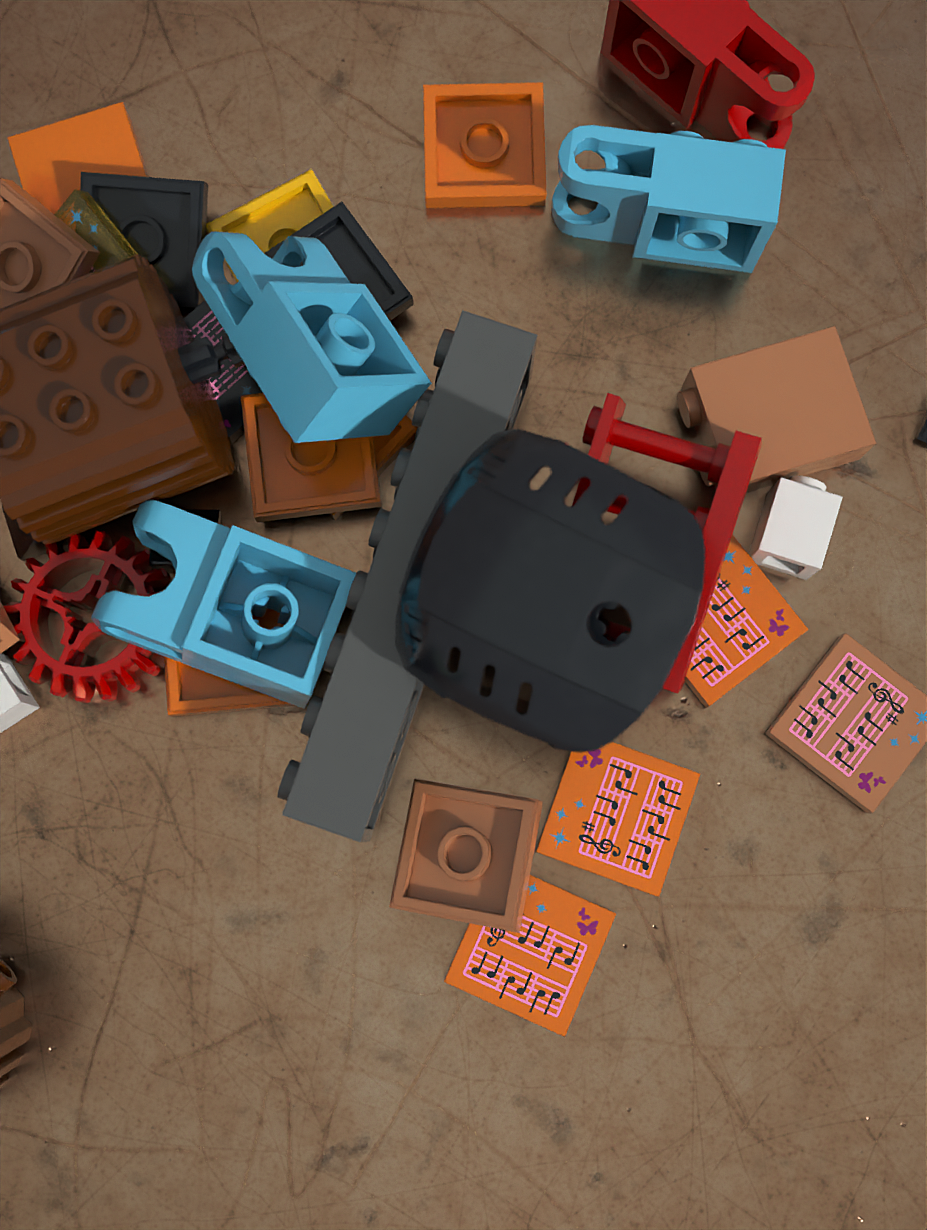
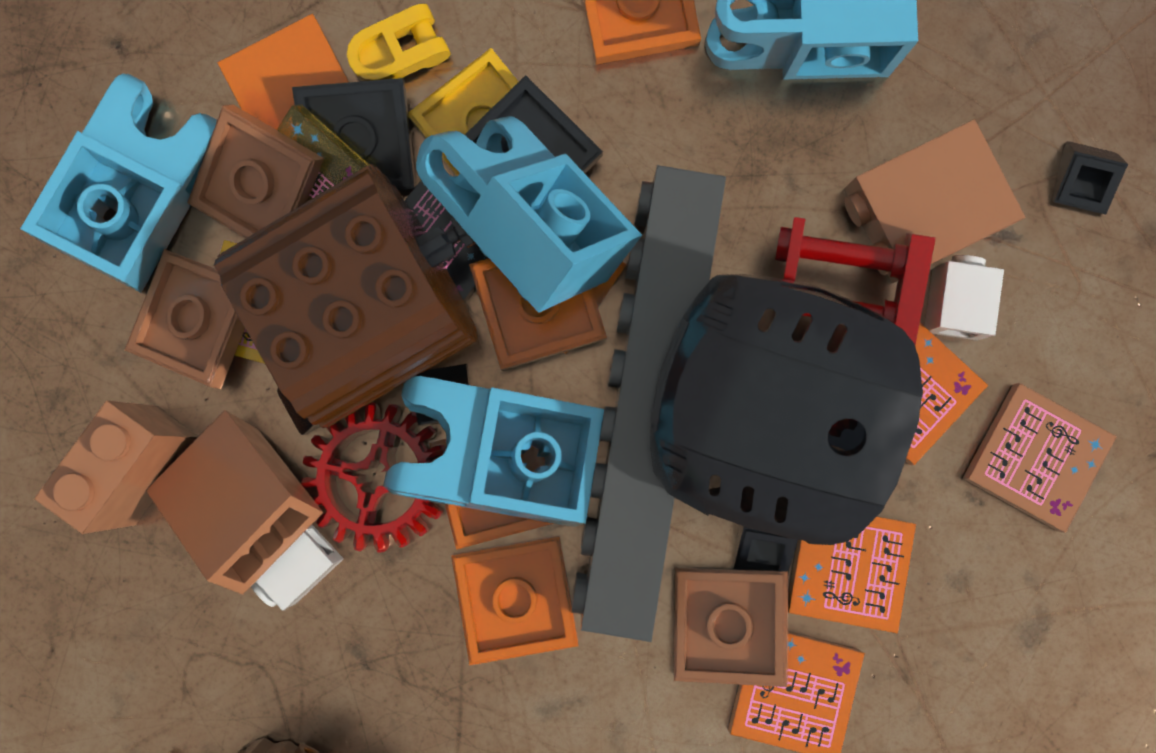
camera: 10 degrees left, 5 degrees up
(186, 150) = (377, 53): none -> yellow plate
(223, 785) = (514, 600): none -> orange tile
(523, 767) = (762, 551): none -> black slope

